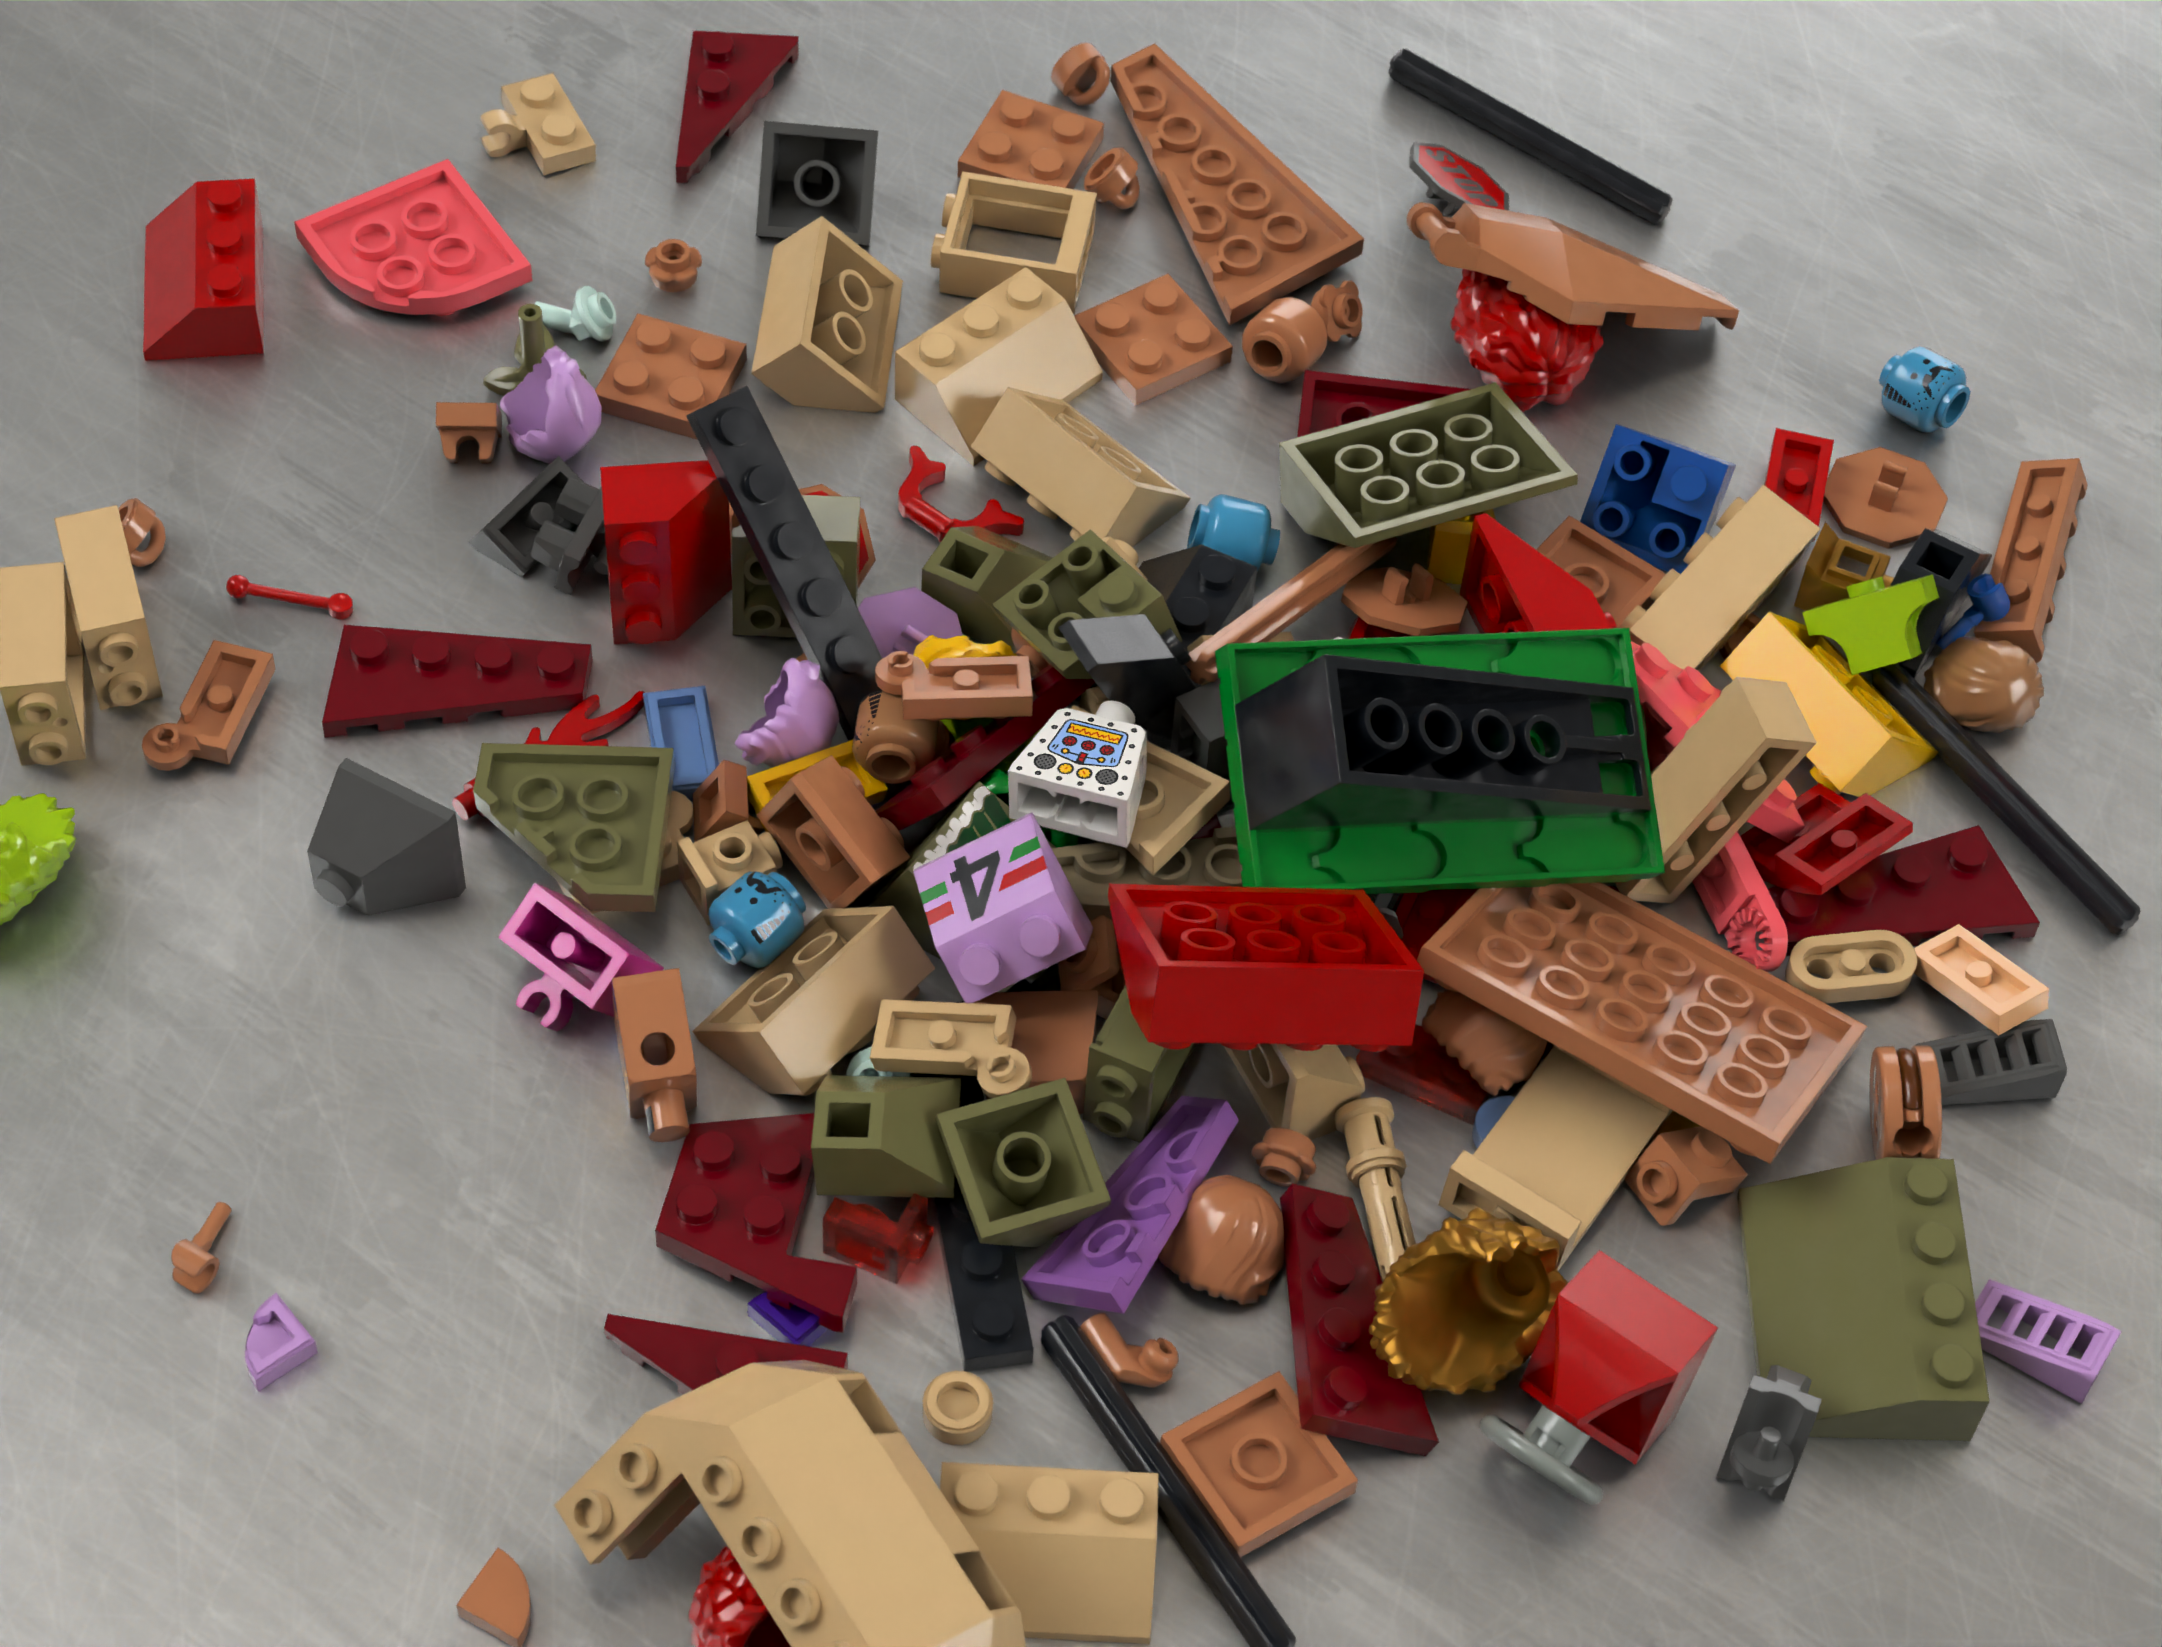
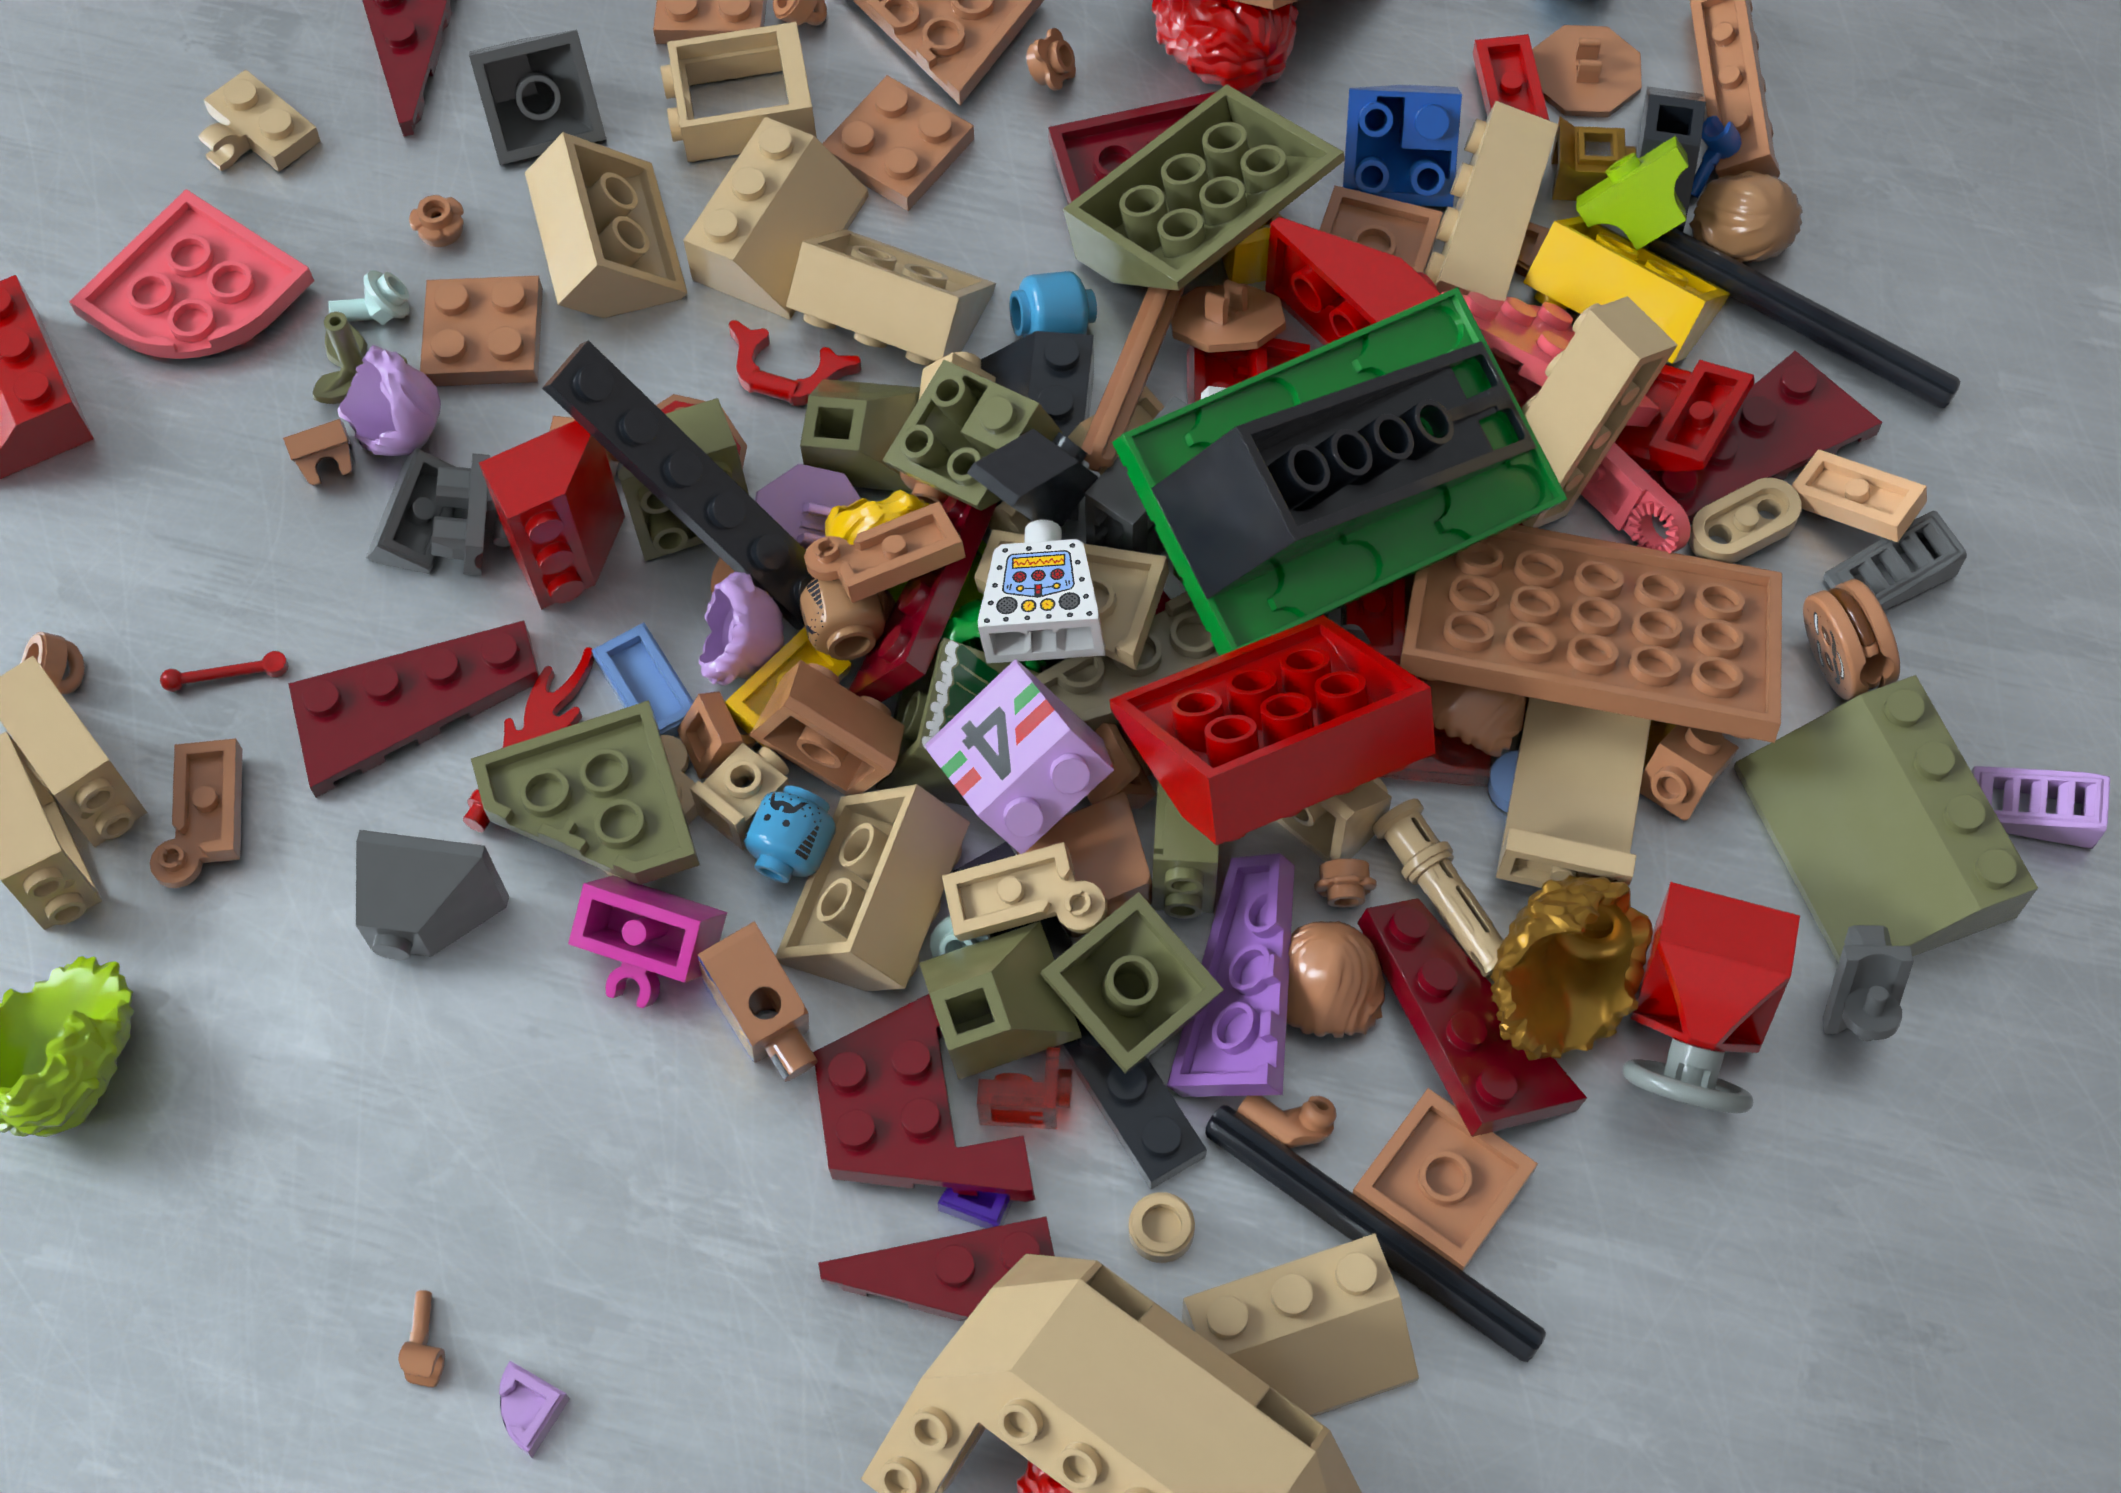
camera: 15 degrees left, 10 degrees up
(1284, 340) = (1017, 104): nougat head -> none

